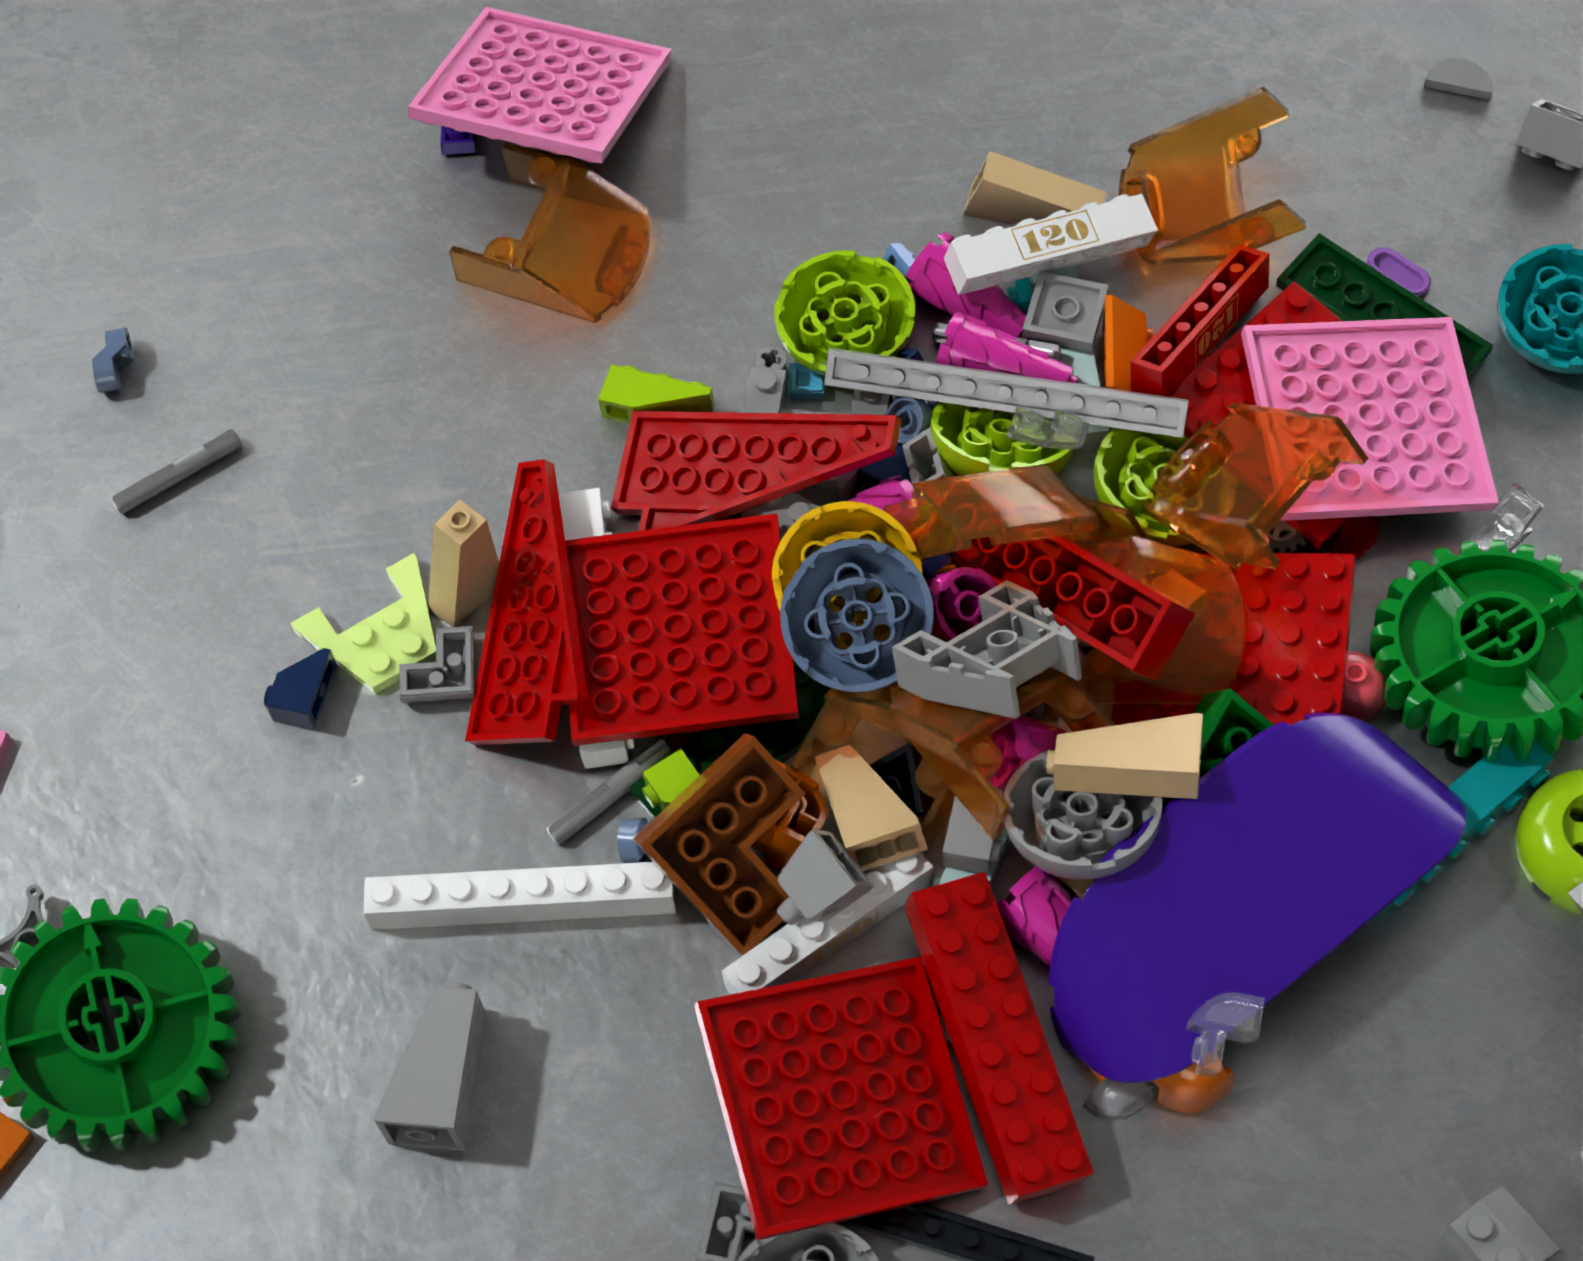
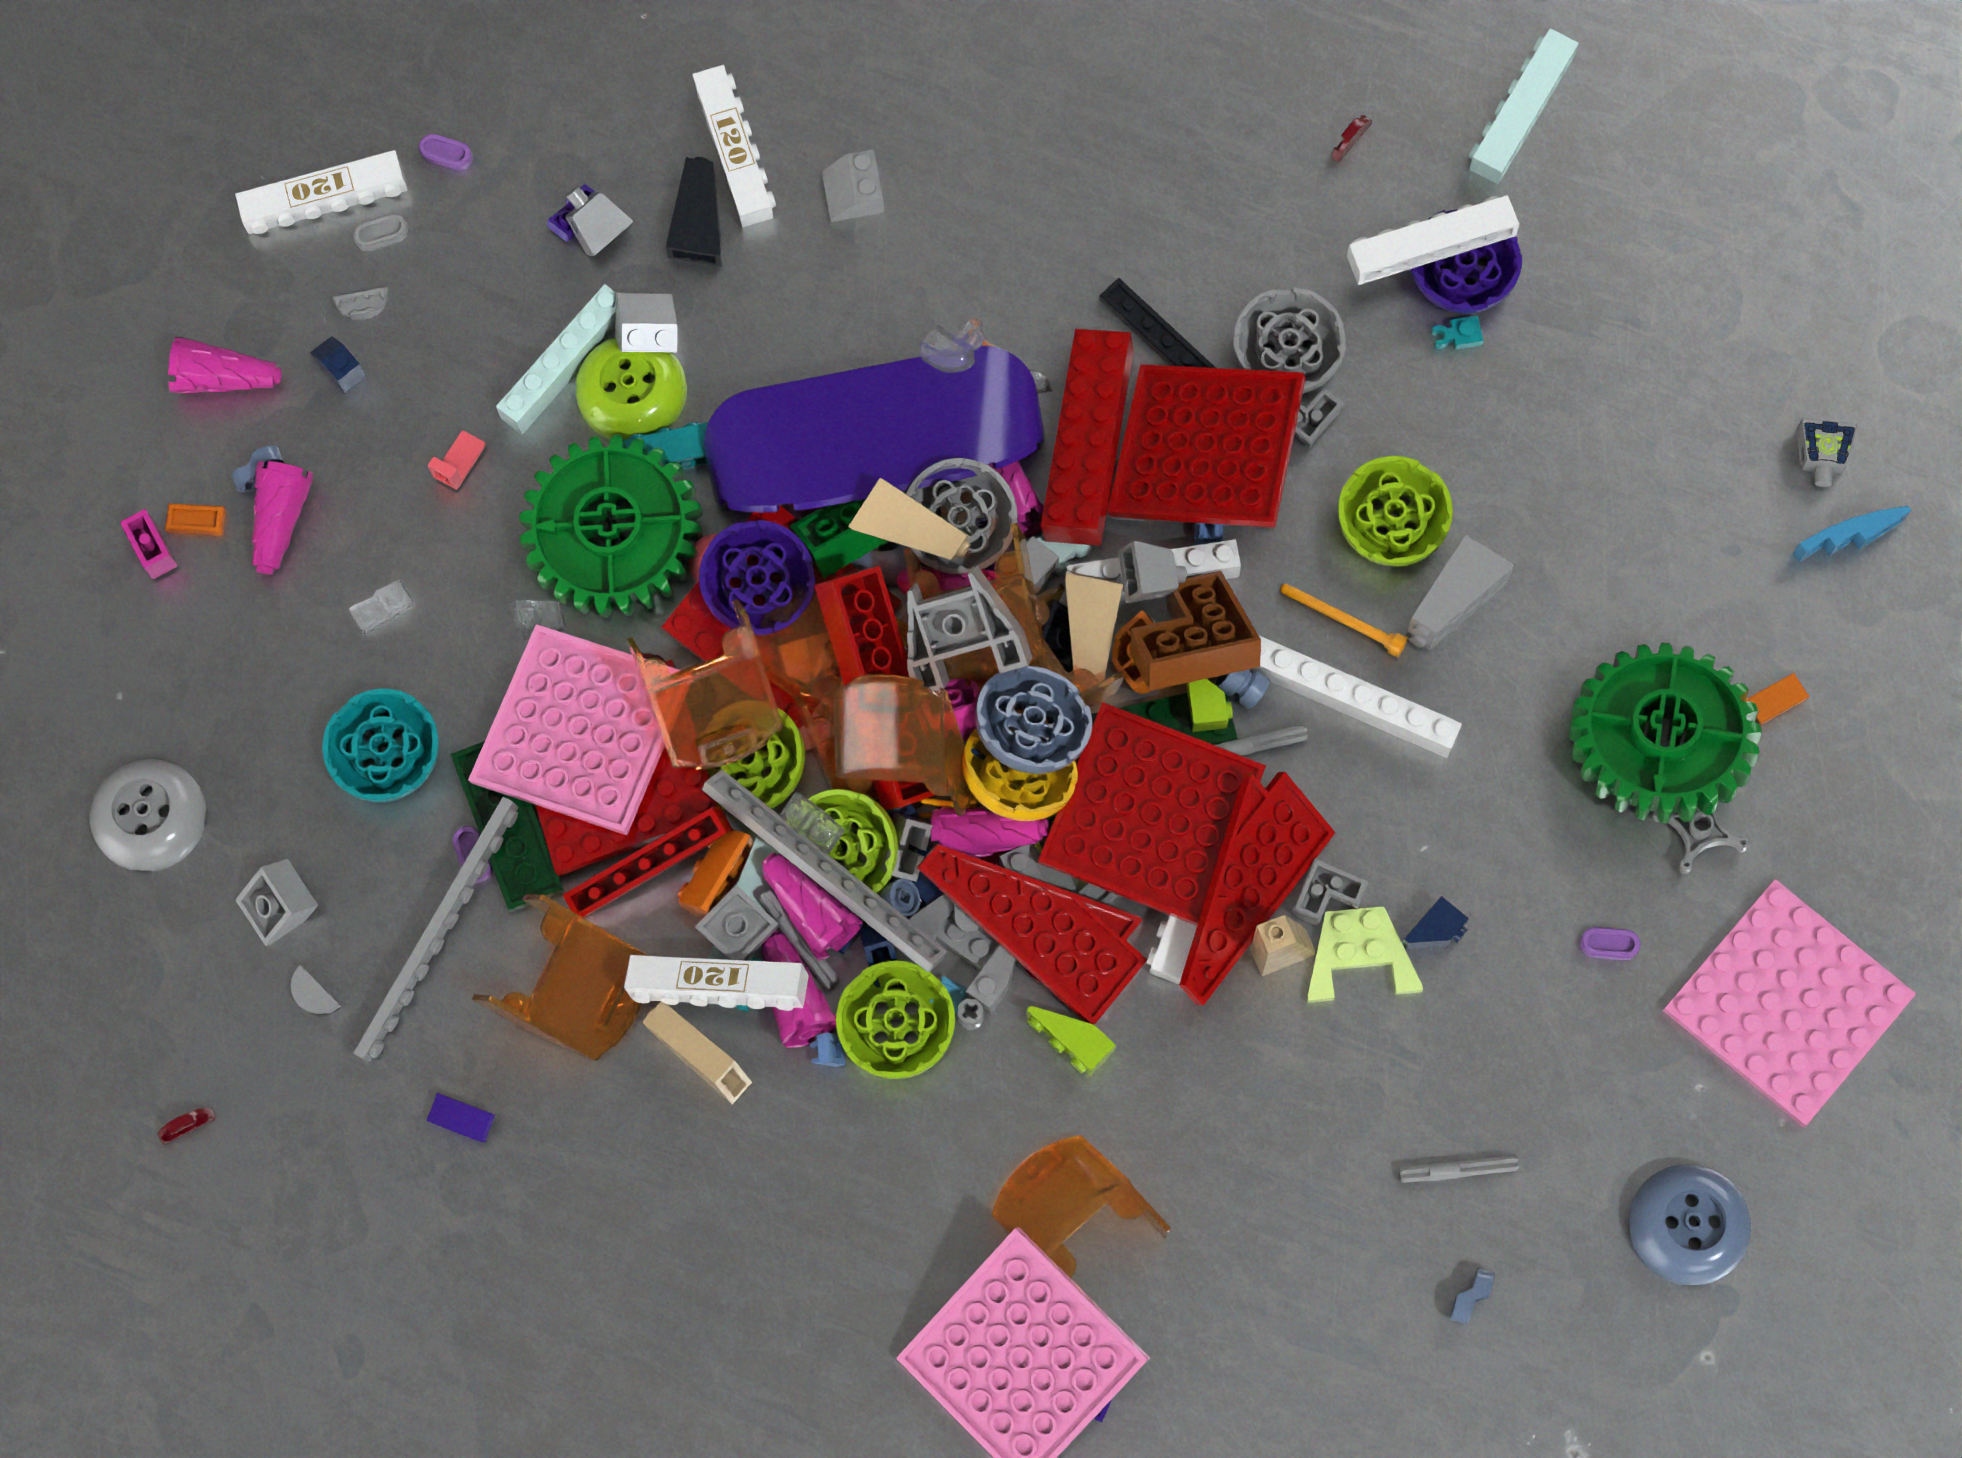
camera: 155 degrees left, 10 degrees up
(96, 776) = (1610, 943): none -> medium lavender tile
(496, 990) = (1393, 643): none -> light orange piece
(535, 1106) = (1387, 481): none -> lime brick
(1223, 41) = (460, 1117): none -> dark purple slope
(1279, 602) = (777, 552): none -> dark purple brick
(1376, 186) = (431, 940): none -> light grey plate

